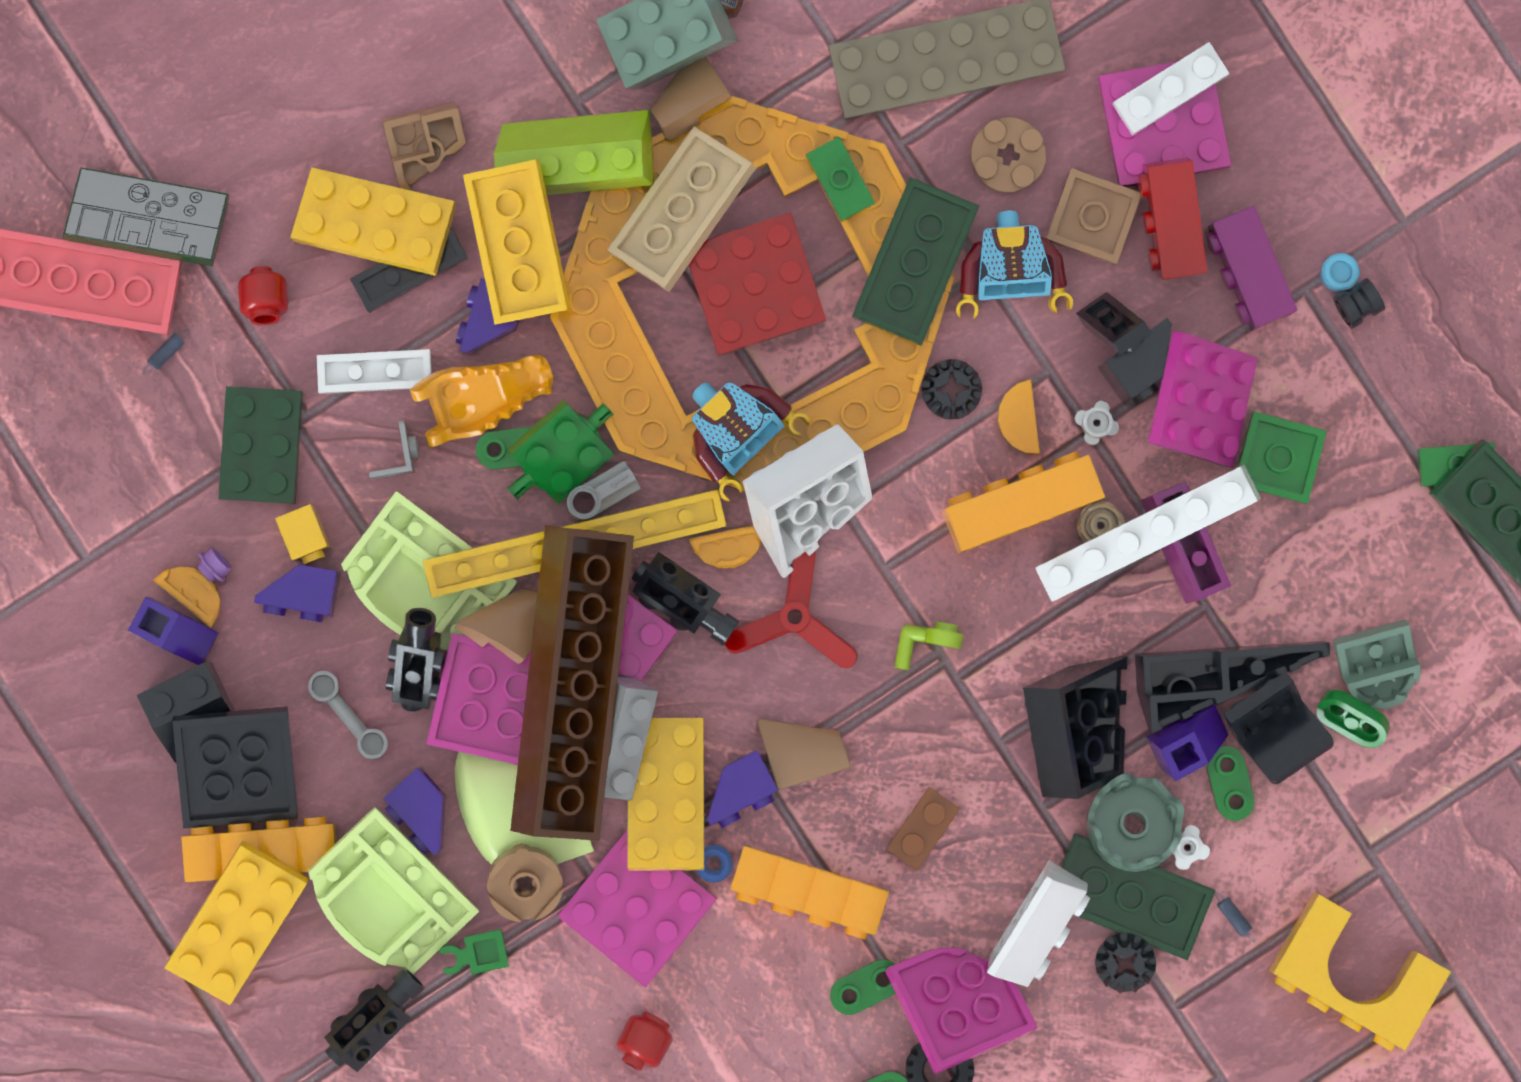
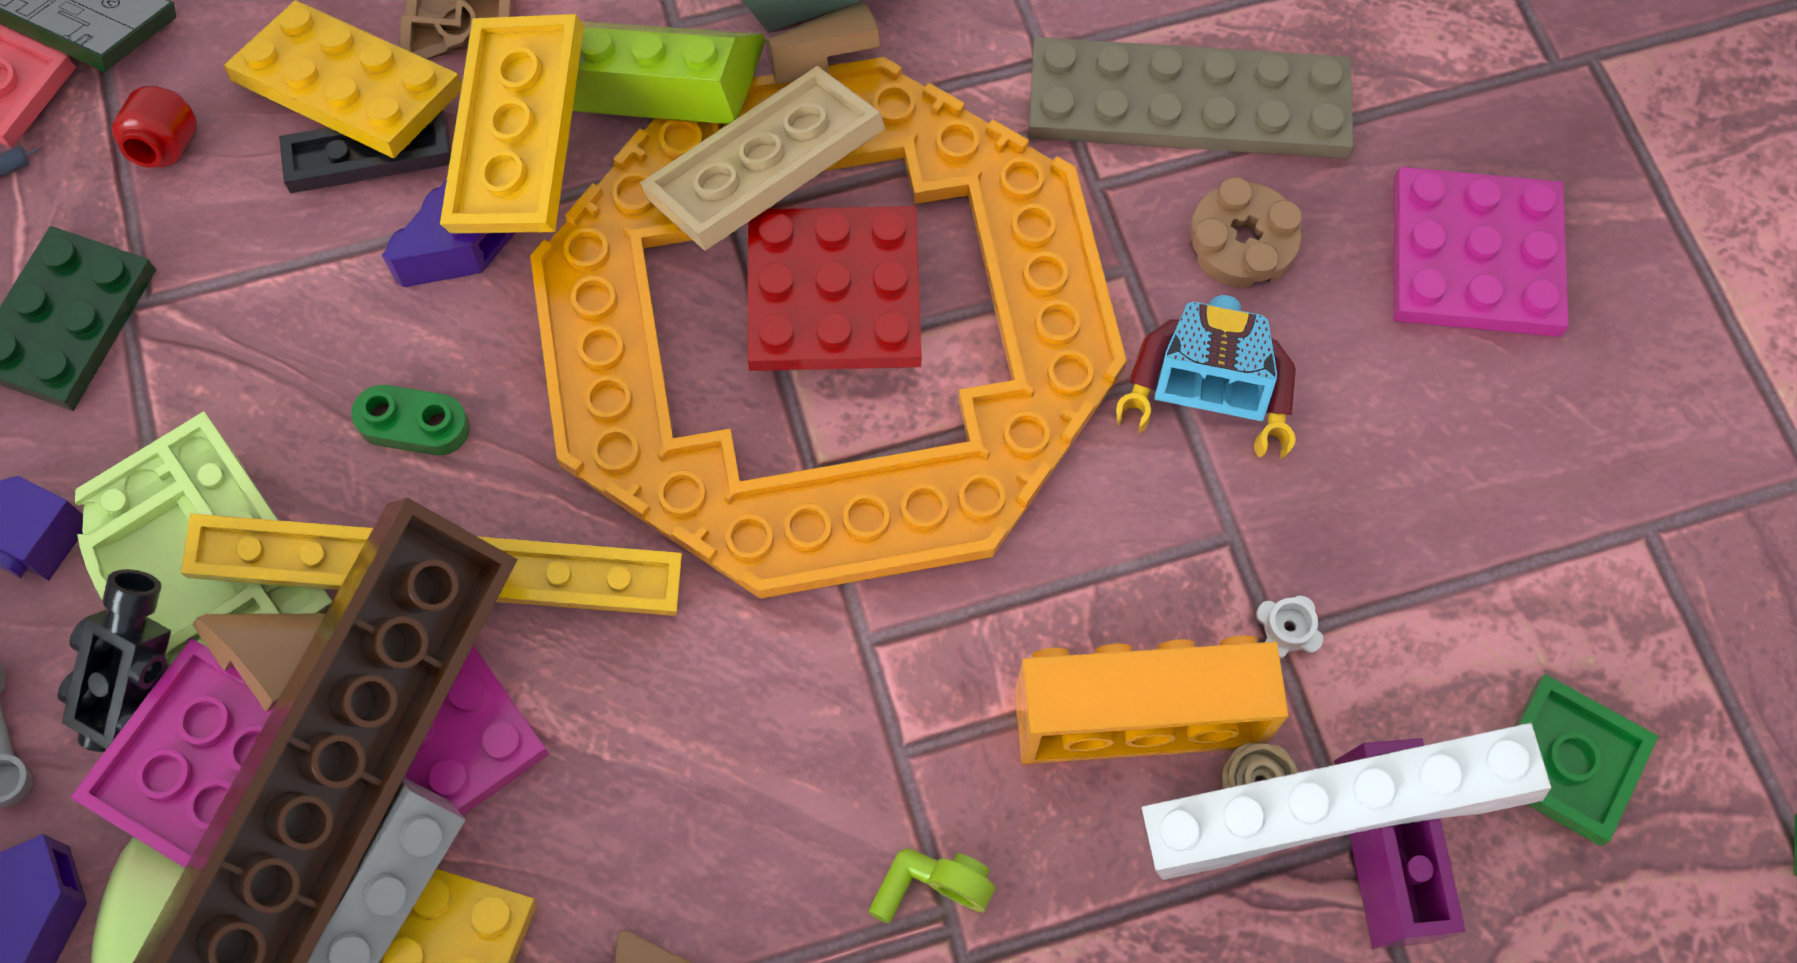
camera: 15 degrees right, 20 degrees down
(303, 534) = (54, 443): yellow brick -> none
(372, 371) = (260, 262): white plate -> none
(410, 451) = (256, 376): light grey bracket -> none
(477, 397) = (389, 328): light orange animal -> none
(560, 451) = (469, 433): green plate -> none
(605, 490) = (513, 508): light grey piece -> none
(682, 598) = (568, 698): black brick -> none
(727, 548) = (672, 649): light orange tile -> none
(736, 427) = (738, 458): torso -> none
(807, 495) = (811, 592): white wedge -> none
(809, 628) = (749, 805): red piece -> none
(840, 179) = (999, 188): green plate -> none
(915, 261) = (1074, 322): dark green tile -> none
(939, 402) = (1056, 529): black gear -> none
(1018, 419) = (1169, 586): light orange tile -> none
(1093, 216) = (1352, 339): medium nougat plate -> none
(1114, 323) = (1360, 472): black plate -> none
(1136, 372) = (1376, 545): black slope -> none
(1170, 88) = (1502, 199): white plate -> none
(1173, 218) = (1474, 364): red brick -> none
(1202, 399) = (1470, 622): dark pink plate -> none
(1250, 269) = (1577, 471): magenta brick -> none
(1339, 272) = (1707, 517): medium azure tile -> none
(1359, 303) = (1745, 561): black wheel -> none

